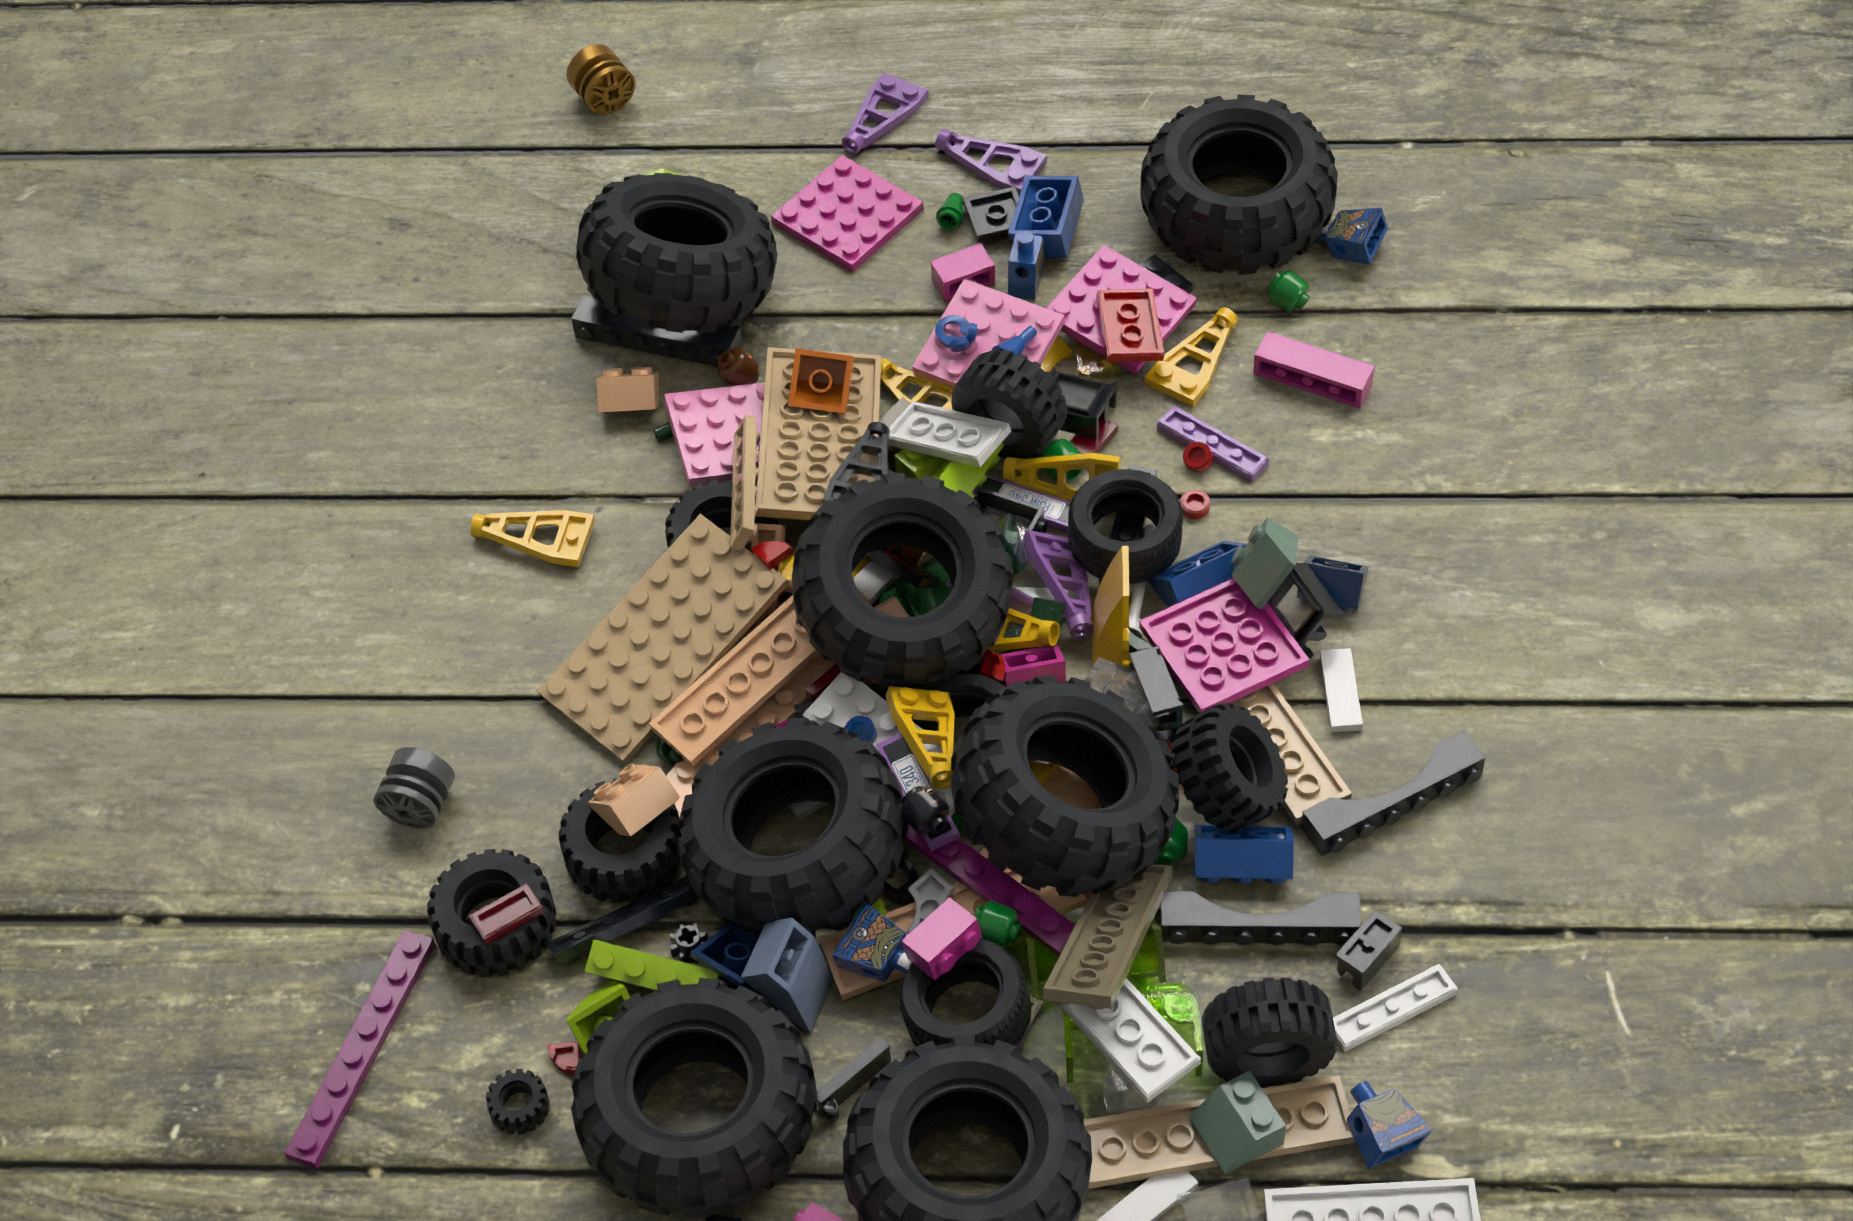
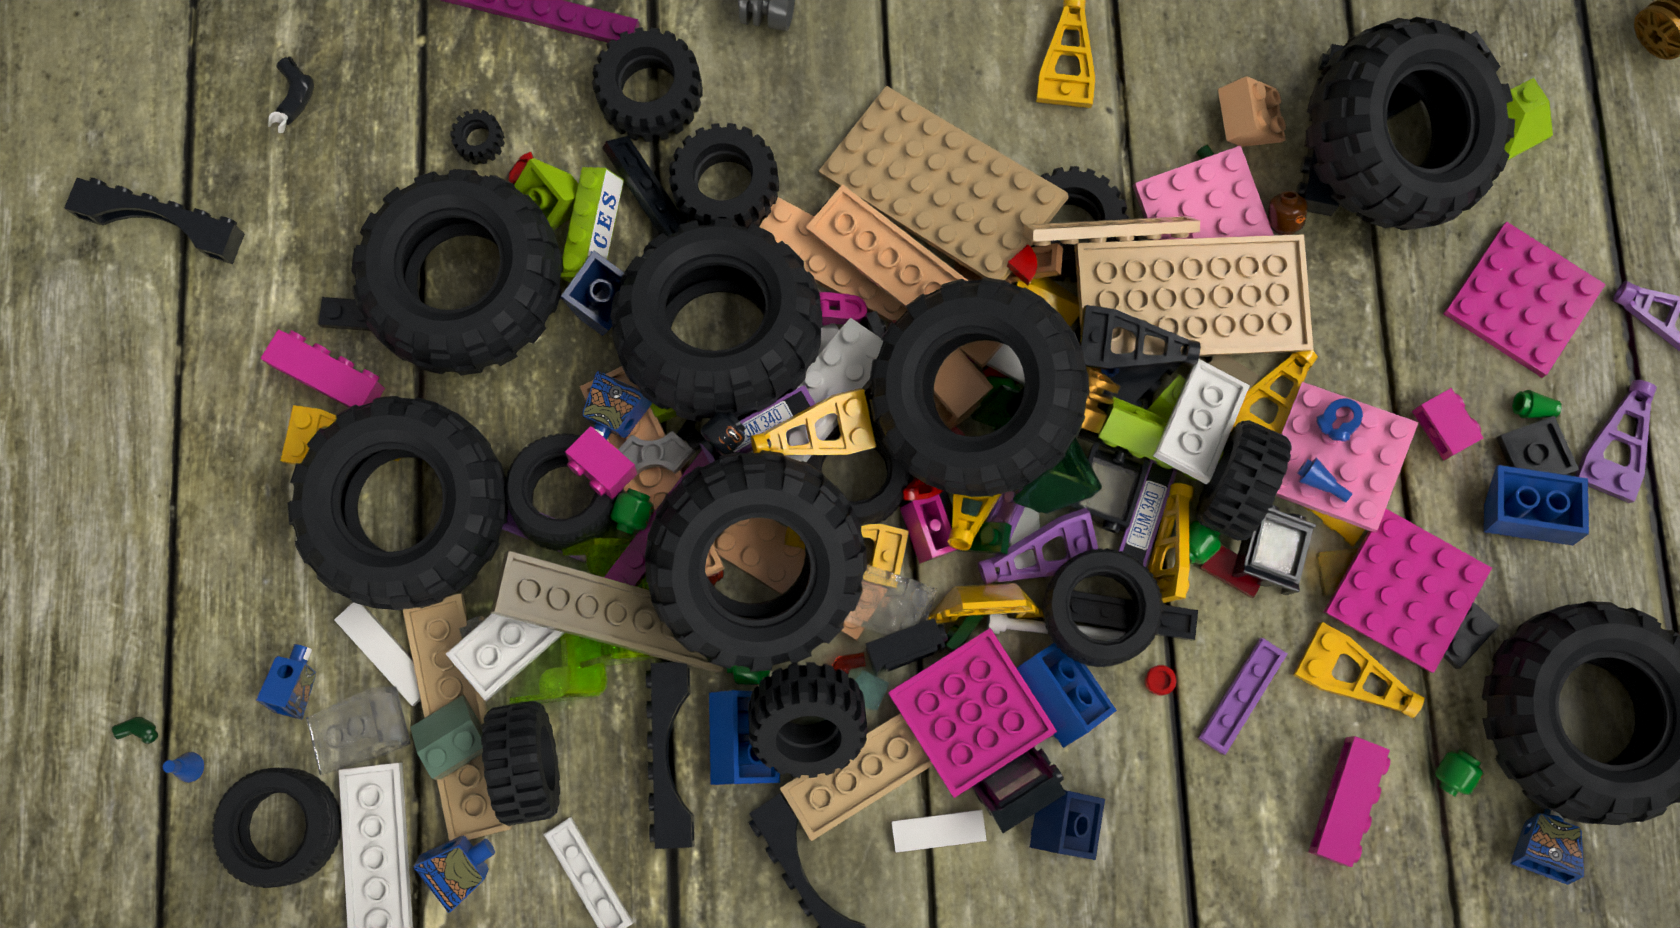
camera: 85 degrees right, 25 degrees up
(506, 914) = (625, 91): tile -> none
(634, 798) = (740, 178): light nougat slope -> none
(685, 941) = (623, 246): black gear -> none
(790, 971) = (579, 335): sand blue slope -> none
(821, 381) = (1255, 289): orange slope -> none
(851, 1079) = (478, 385): black hinge -> none
(863, 728) = (822, 370): clear blue tile -> none
(1029, 254) = (1463, 488): blue torso -> none
(1130, 325) = (1376, 601): tile -> none
(1198, 457) = (1219, 681): red tile -> none
(1265, 561) = (1052, 751): sand green slope -> none
(1369, 949) = (638, 856): hinge -> none

